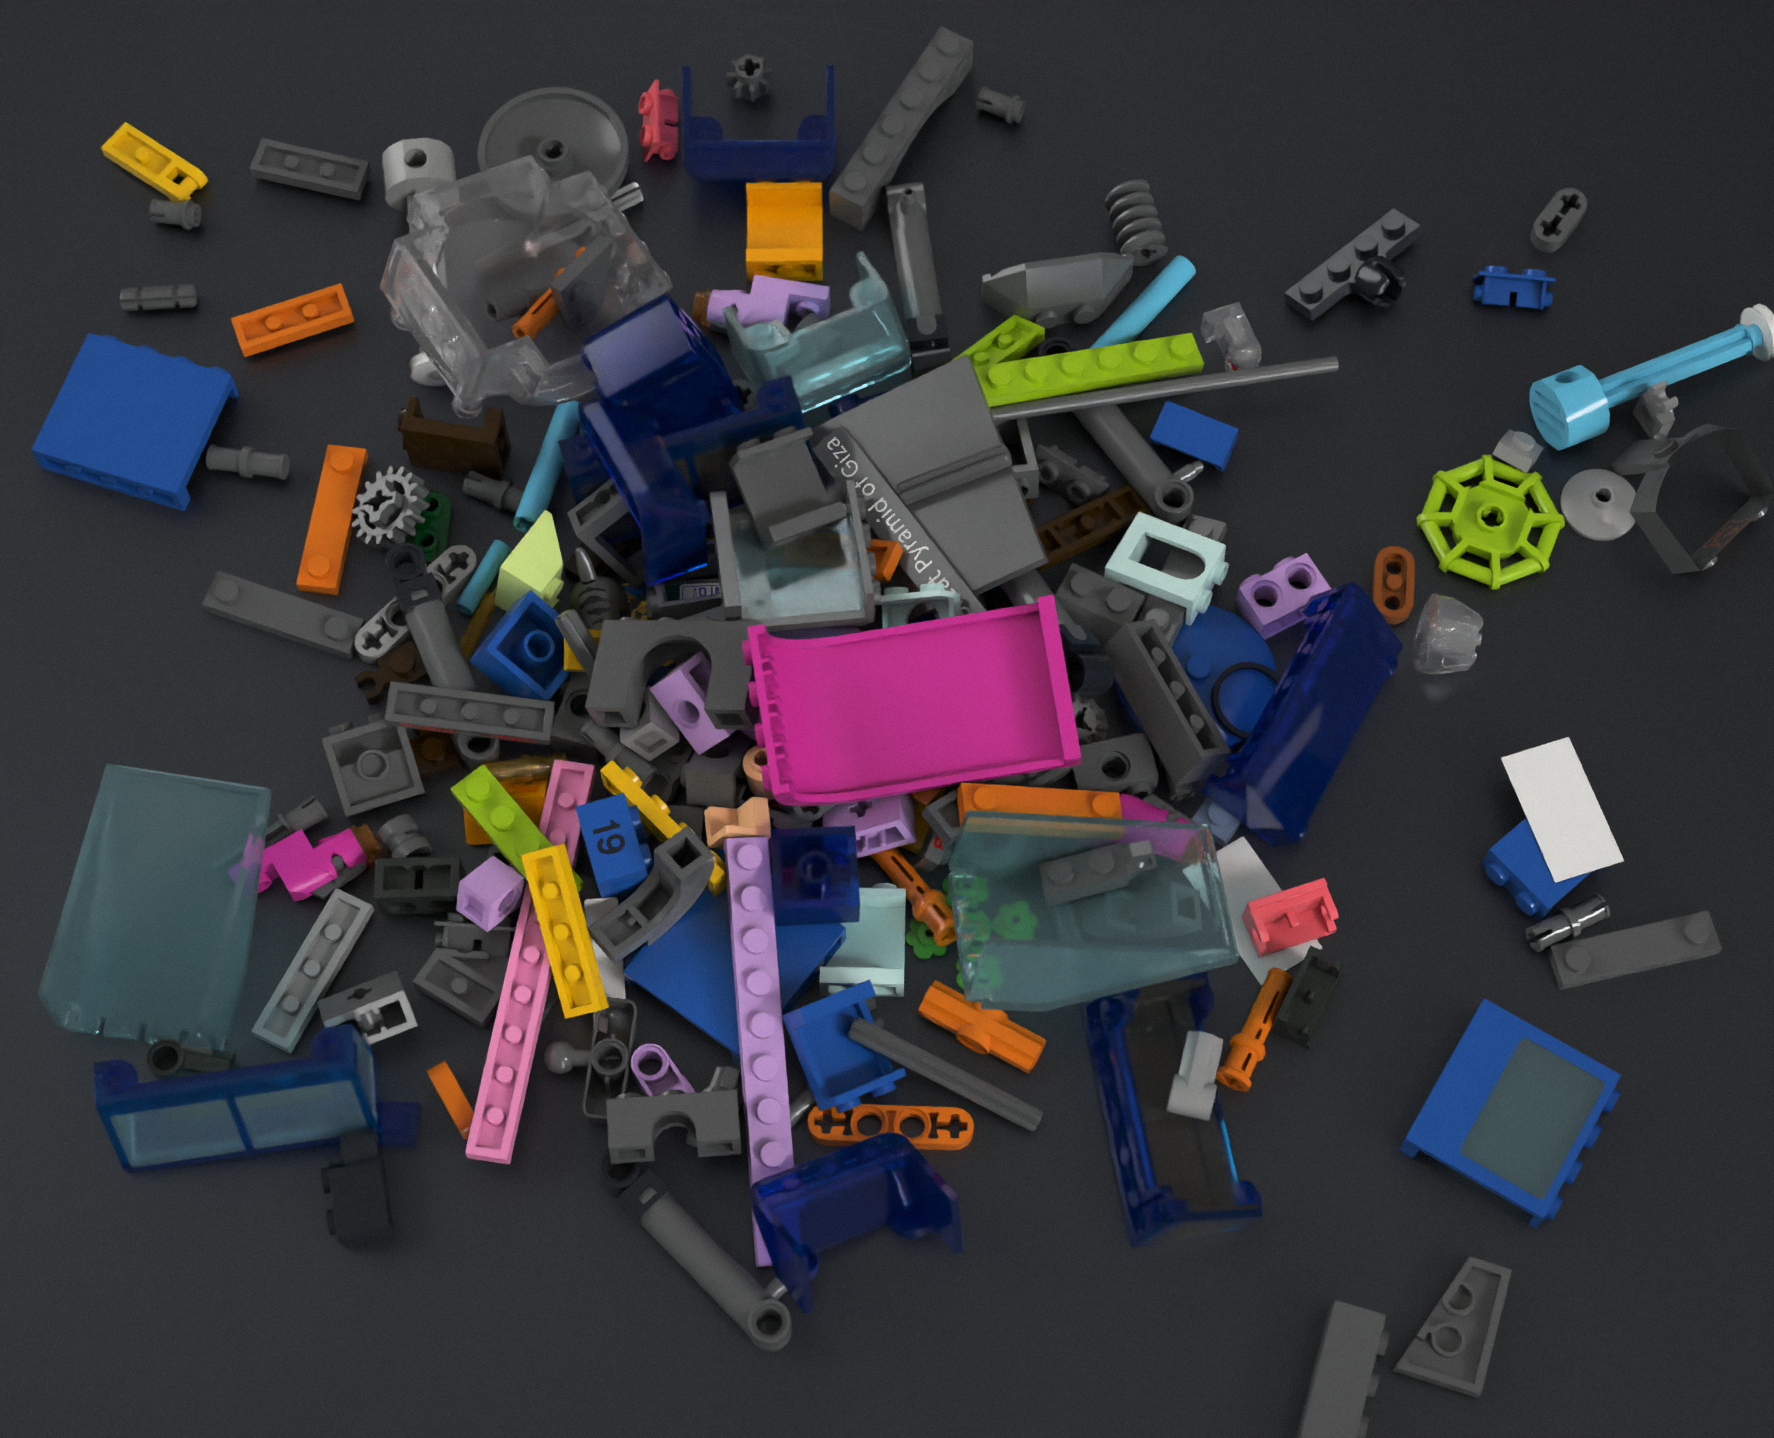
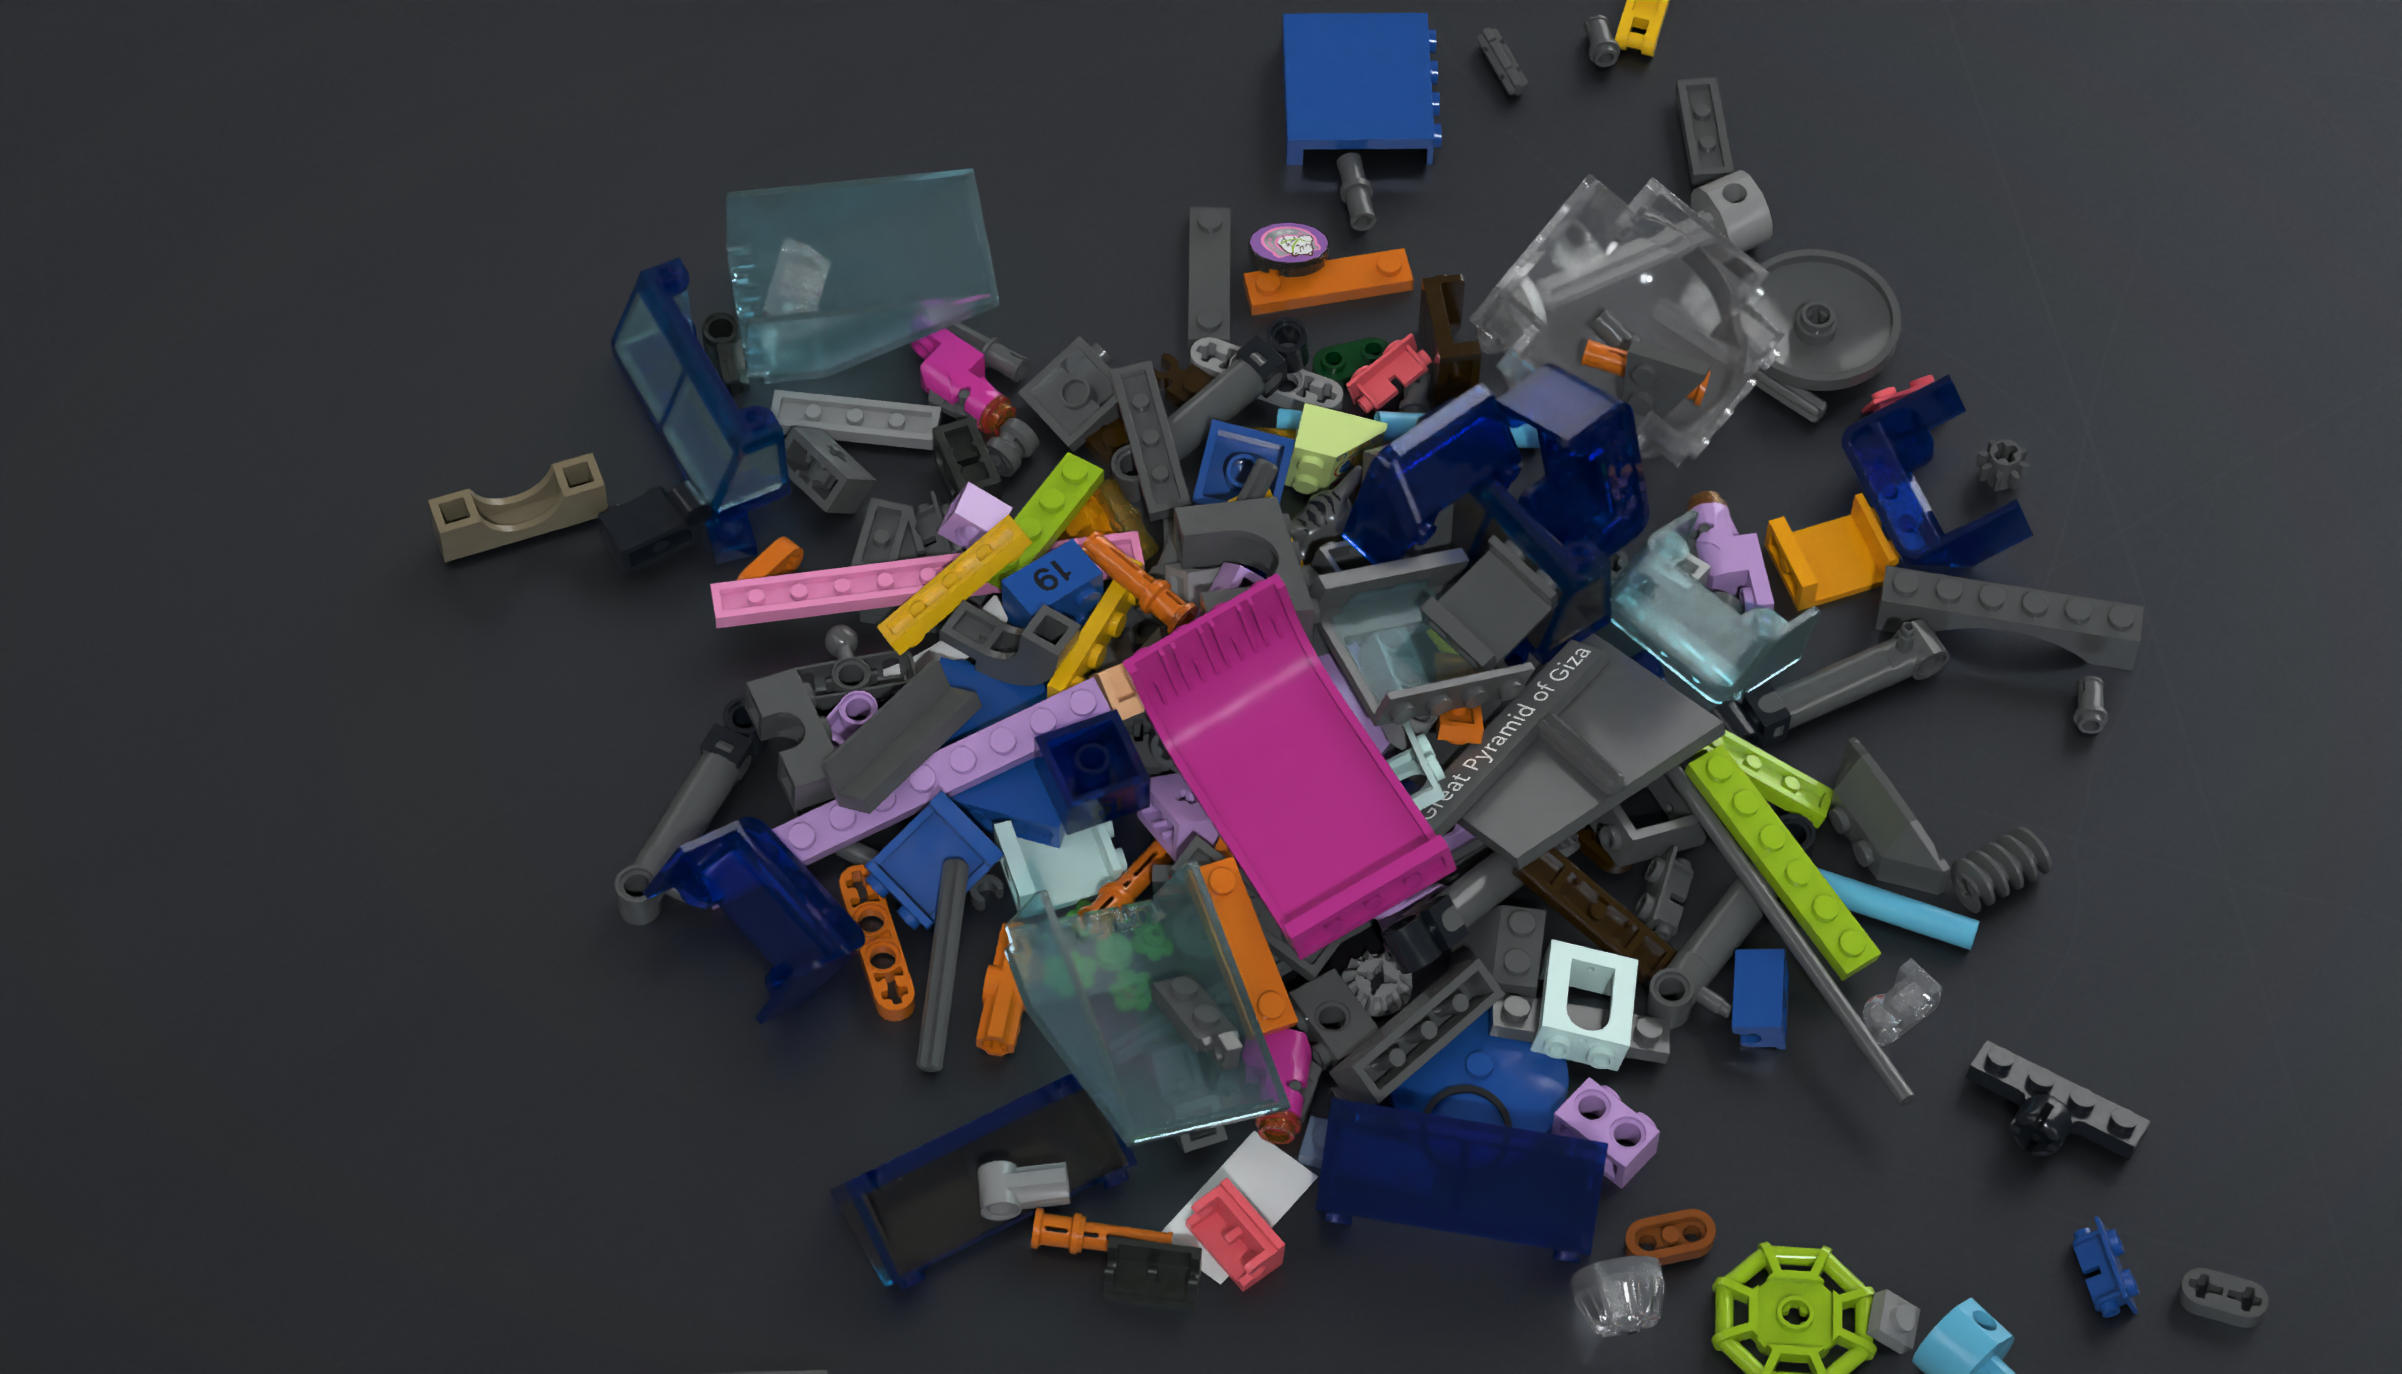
camera: 70 degrees right, 10 degrees down
(145, 972) = (796, 279): none -> clear piece
(289, 536) = (1290, 248): none -> tile
(292, 320) = (1523, 170): orange plate -> none
(295, 1285) = (564, 497): none -> dark tan arch
(390, 508) = (1351, 316): dark grey gear -> none
(470, 516) = (1372, 384): none -> coral hinge
(656, 760) = (1153, 594): none -> orange pin
(721, 1030) = (898, 739): none -> dark grey panel

